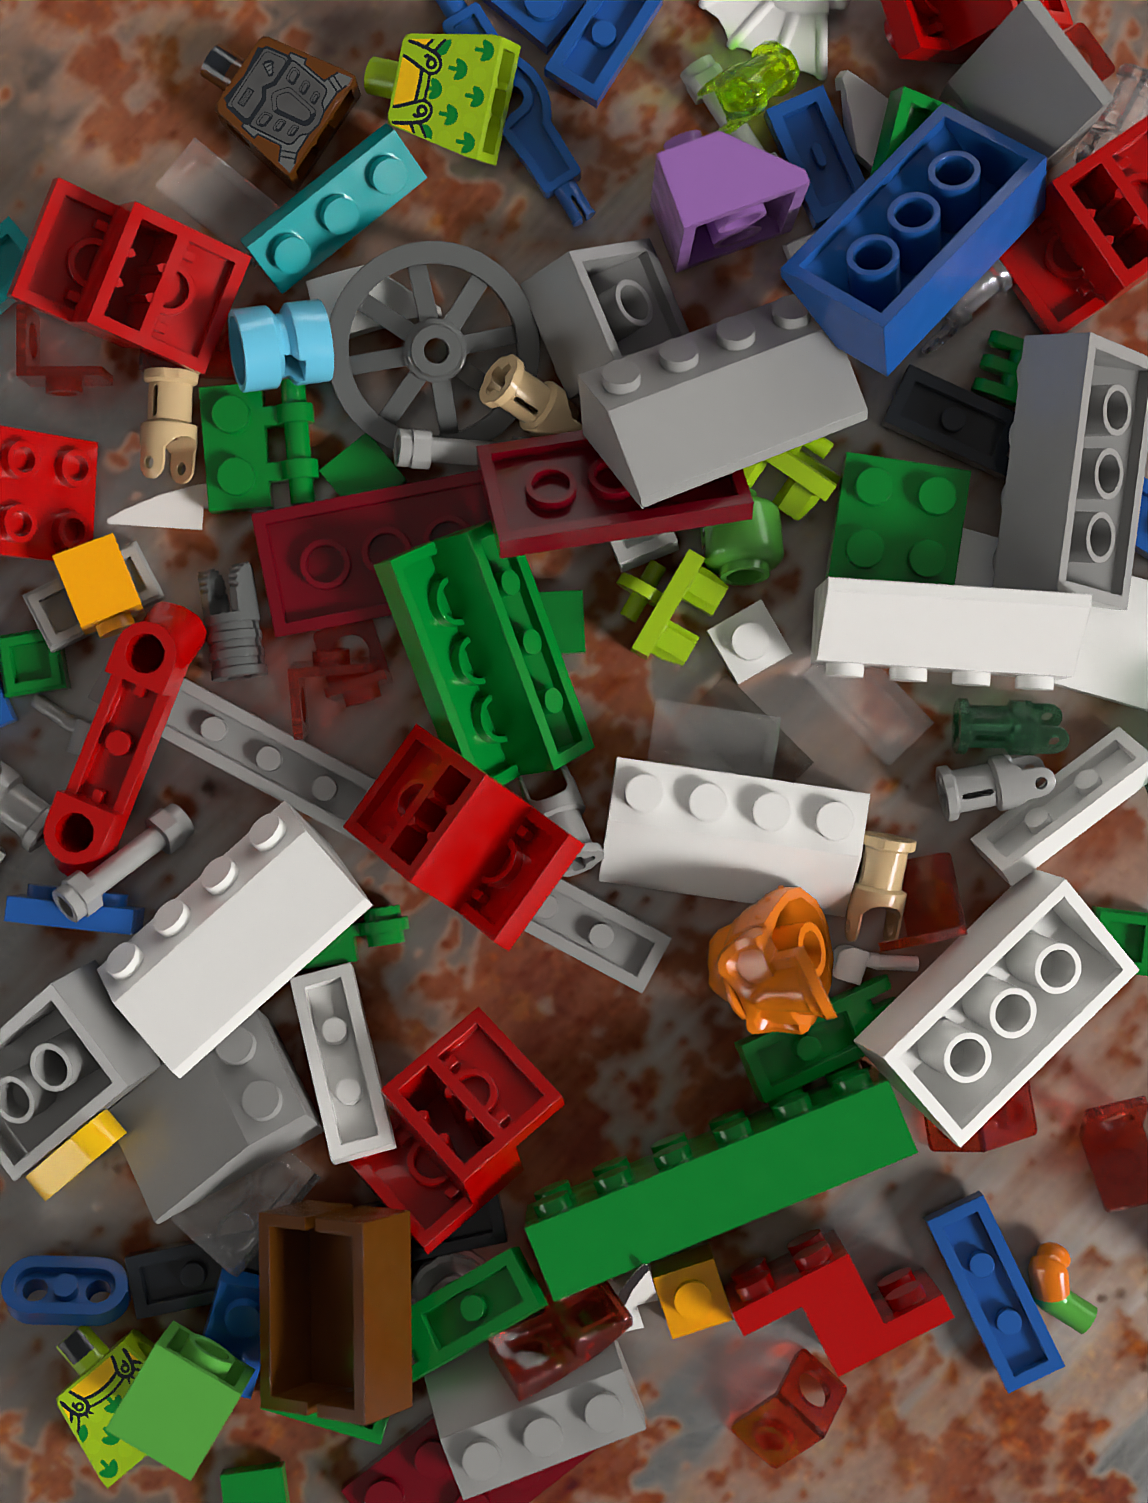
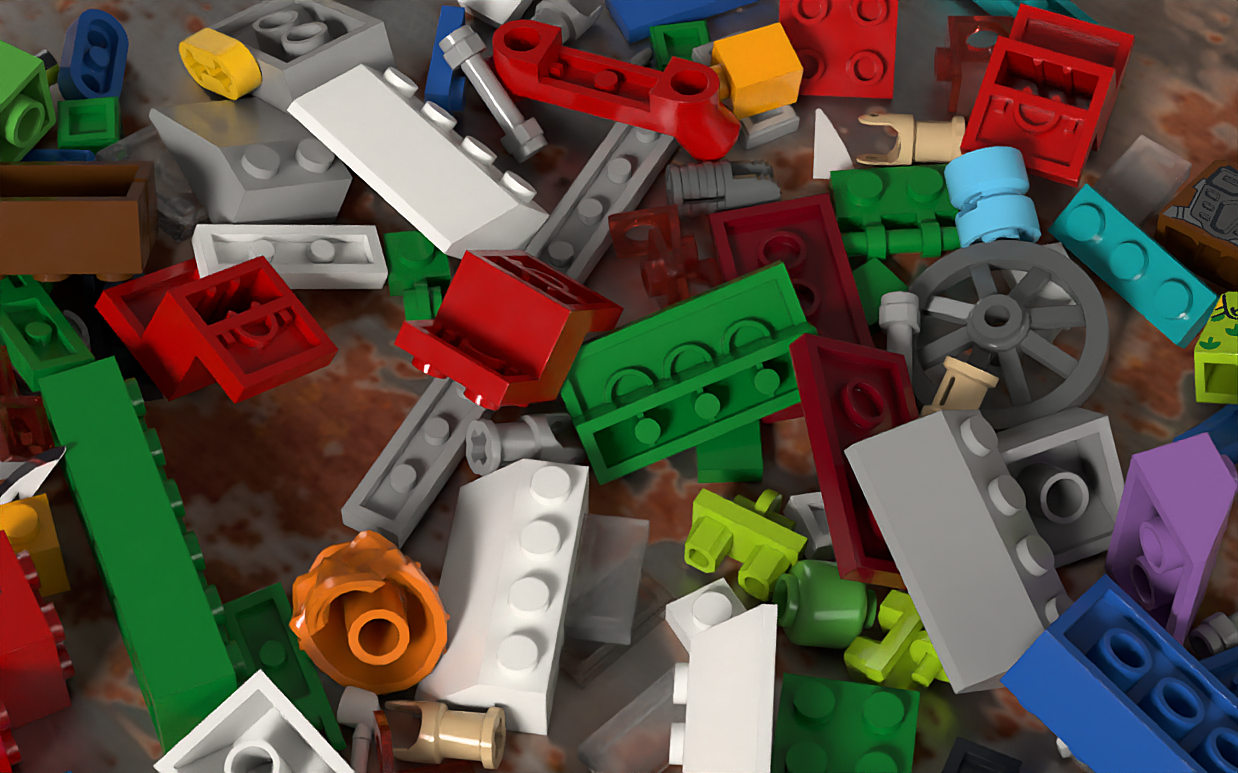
camera: 90 degrees right, 35 degrees down
(171, 1285) = (88, 123): none -> green tile

